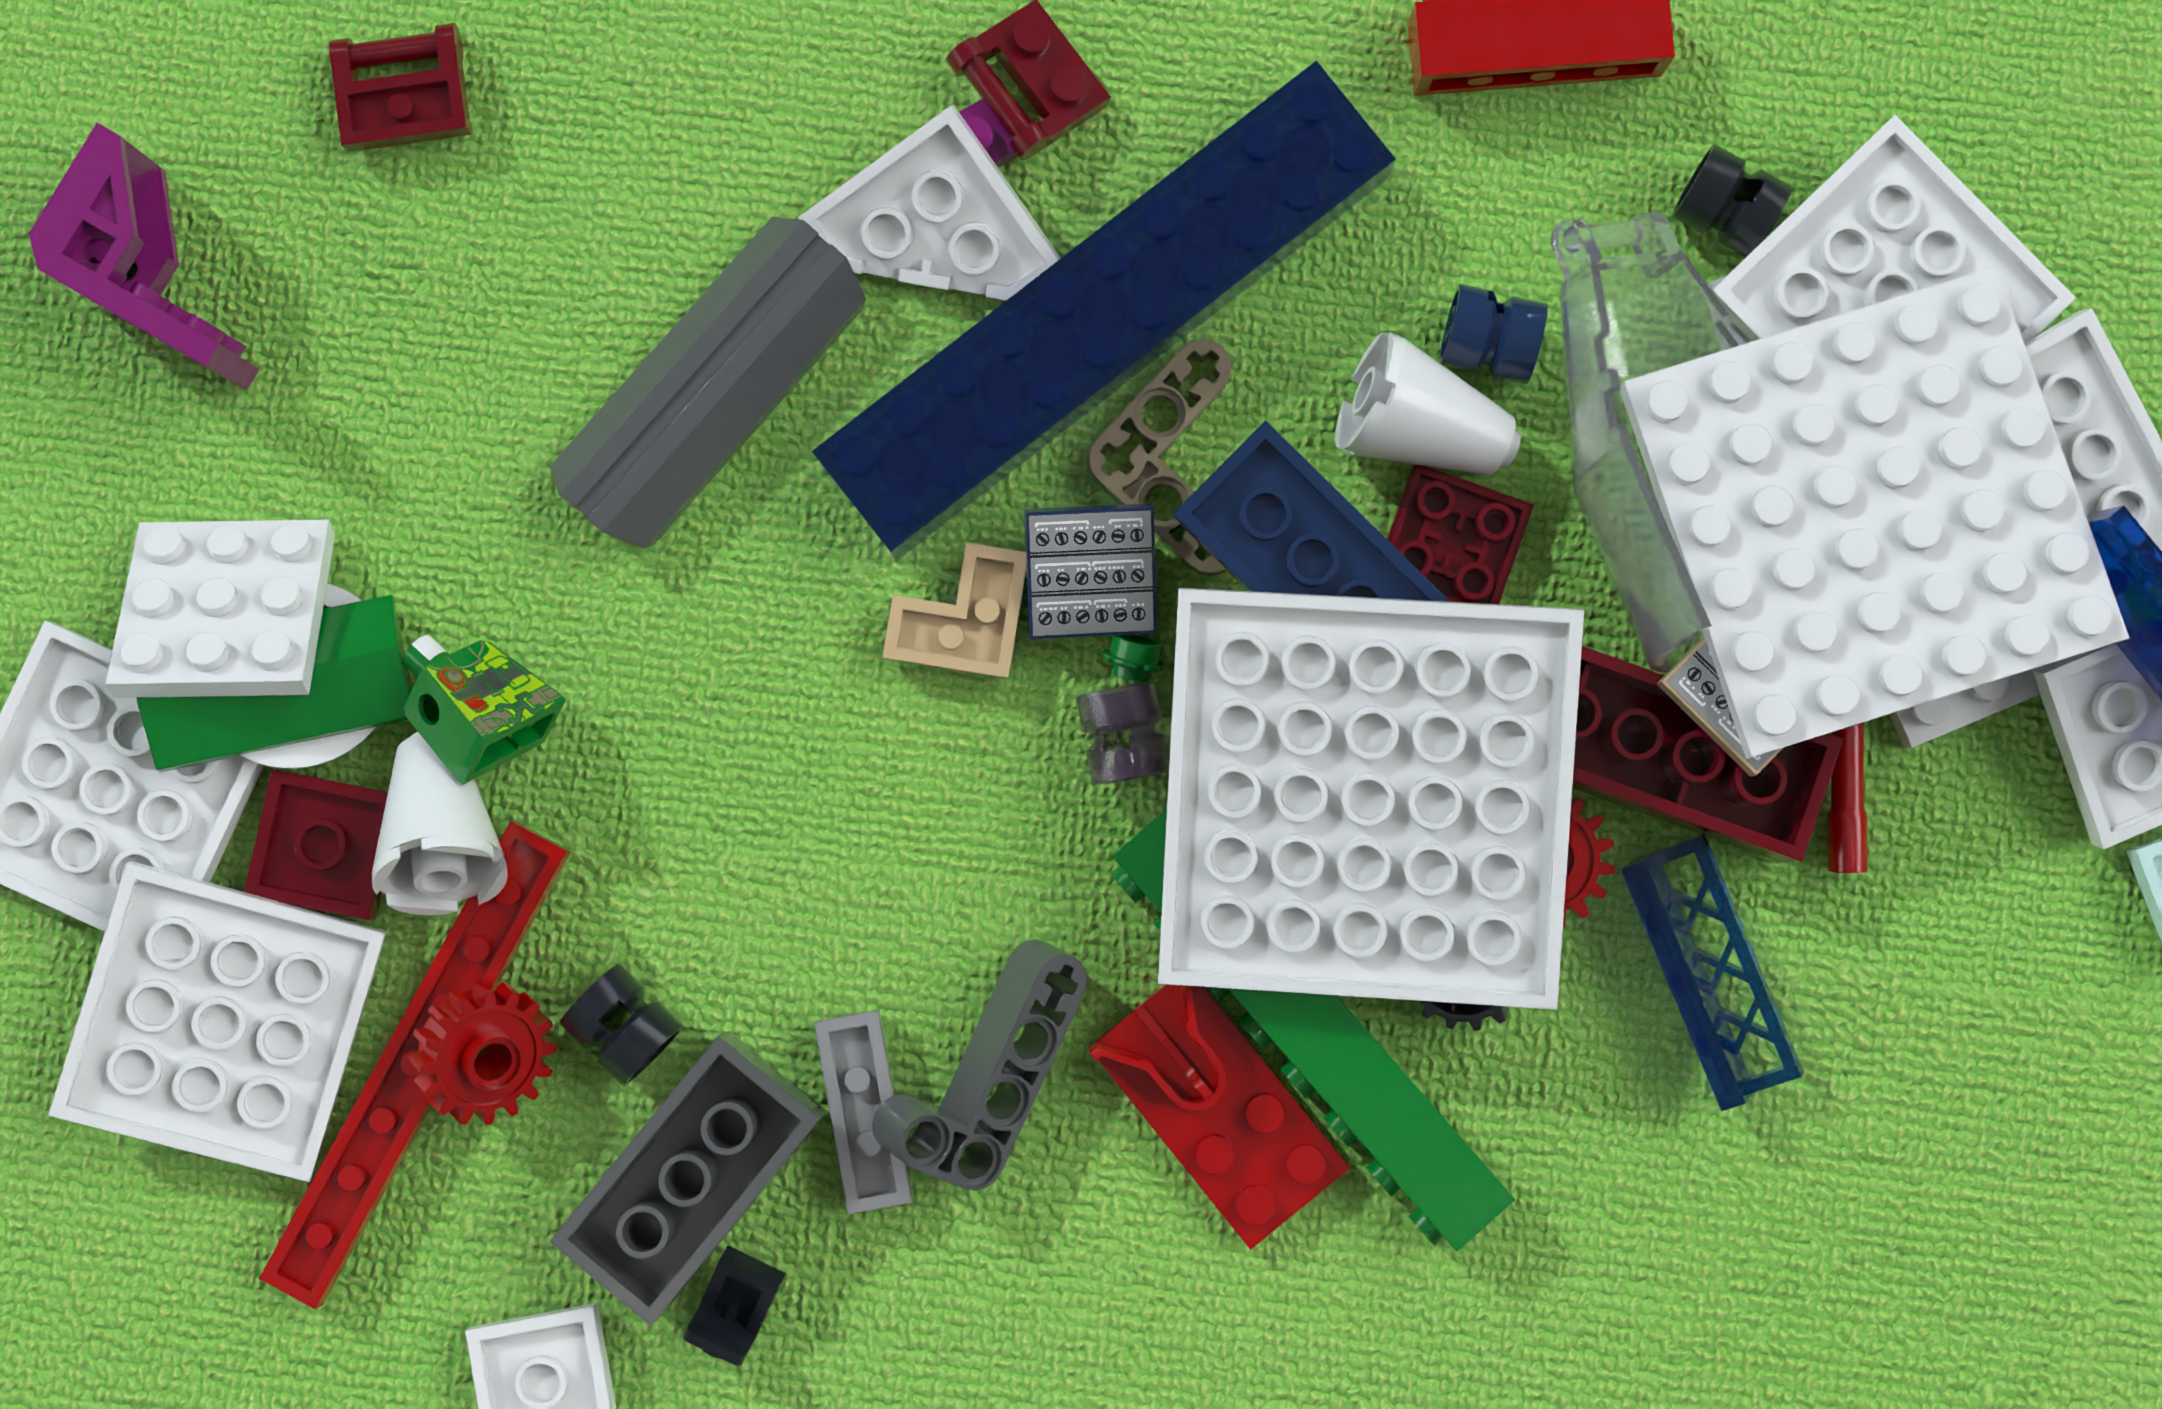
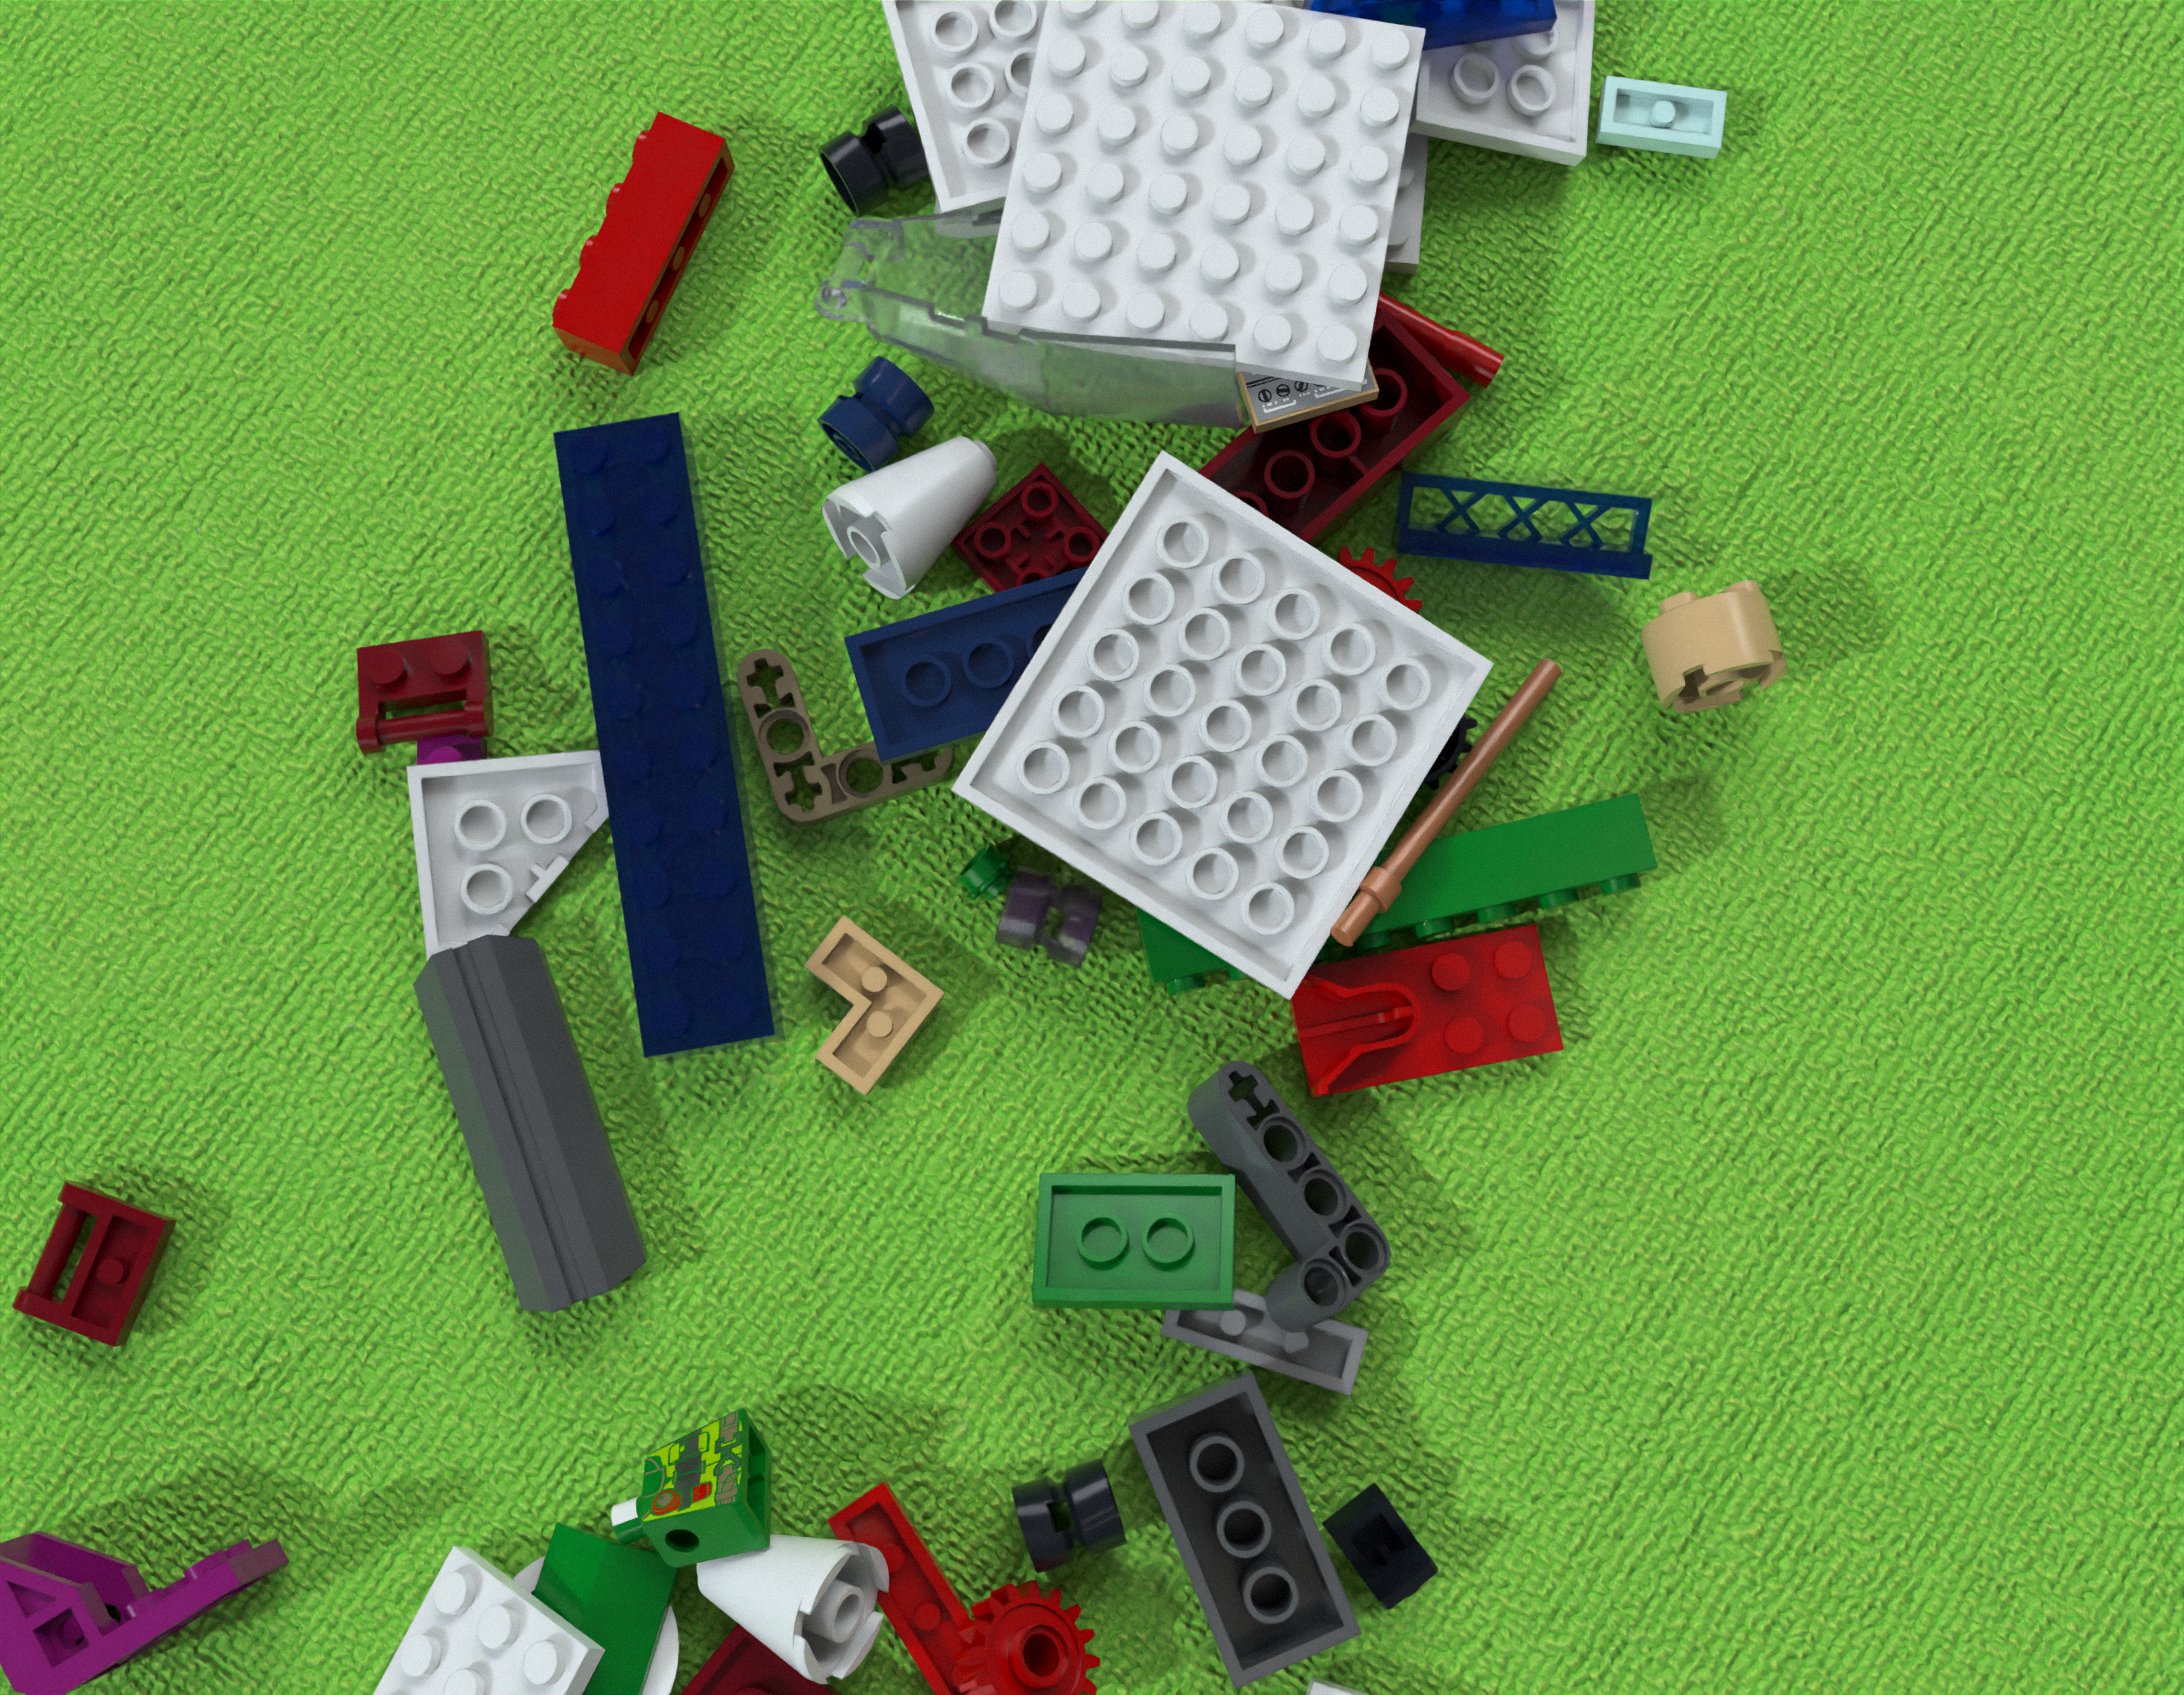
camera: 65 degrees left, 5 degrees down
(881, 959) = (1135, 1241): none -> green plate
(1090, 571) = (890, 869): light grey tile -> none
(1304, 1012) = (1382, 883): none -> nougat bar
(1688, 1201) = (1713, 648): none -> tan brick

